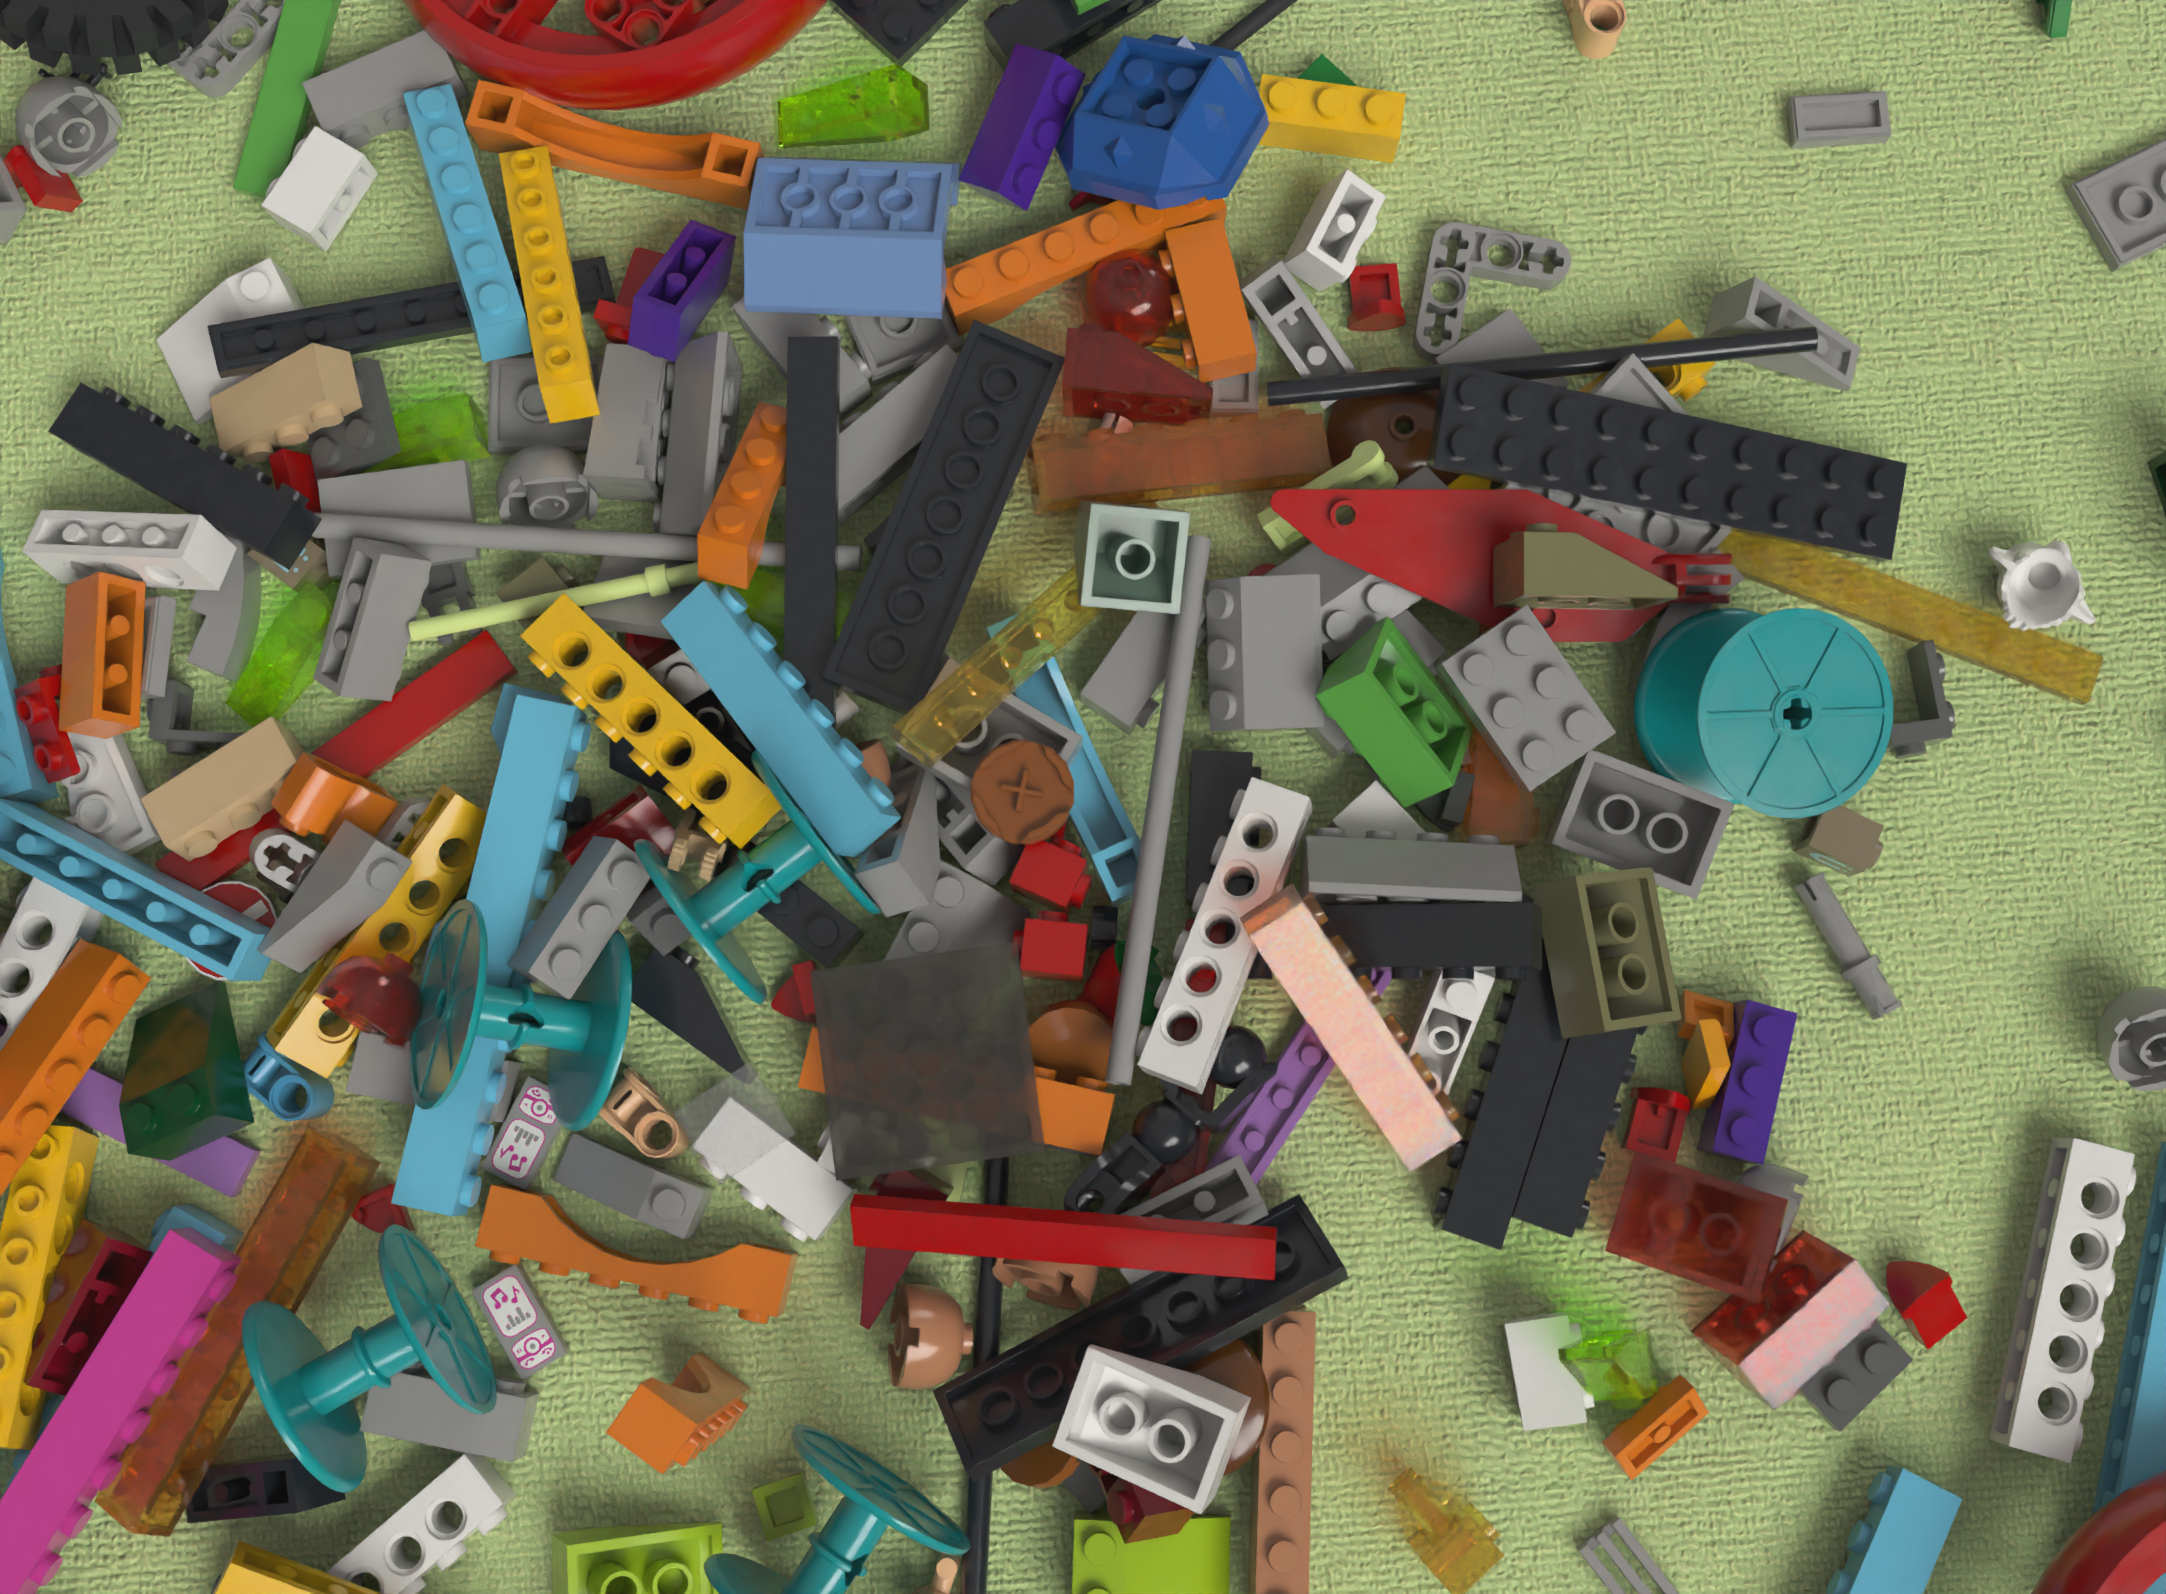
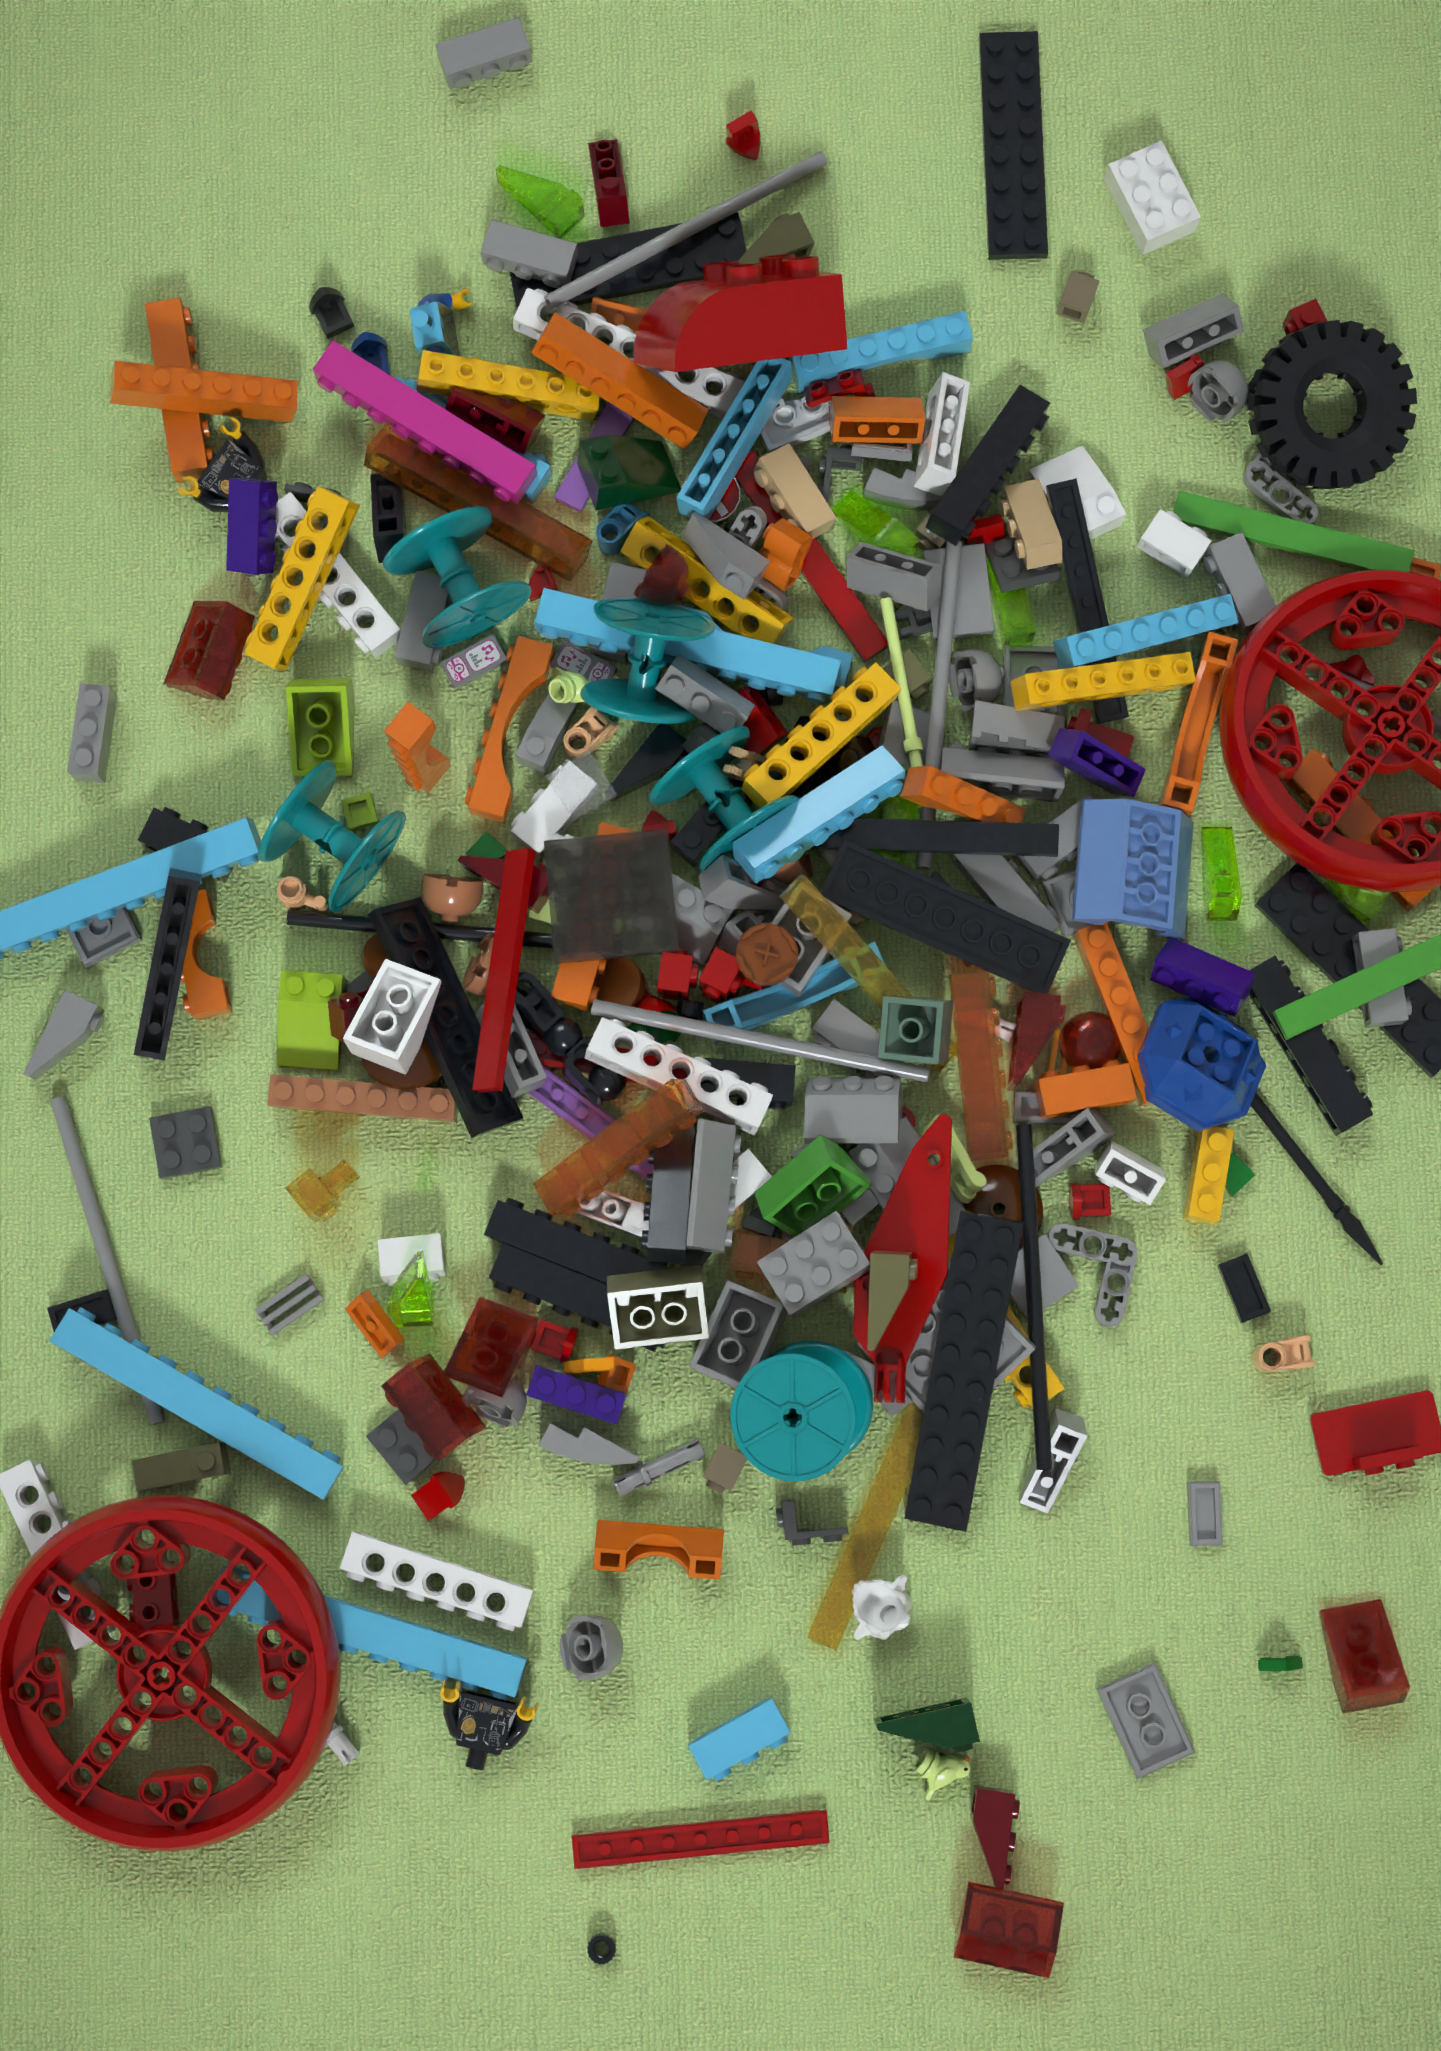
camera: 90 degrees right, 0 degrees up
(563, 1157) = (566, 686): none -> yellowish green animal
(844, 1280) = (487, 847): none -> green tile
(1494, 70) = (1244, 1288): none -> black tile
(1829, 1060) = (586, 1448): none -> light grey slope
(1975, 878) = (694, 1548): none -> orange arch

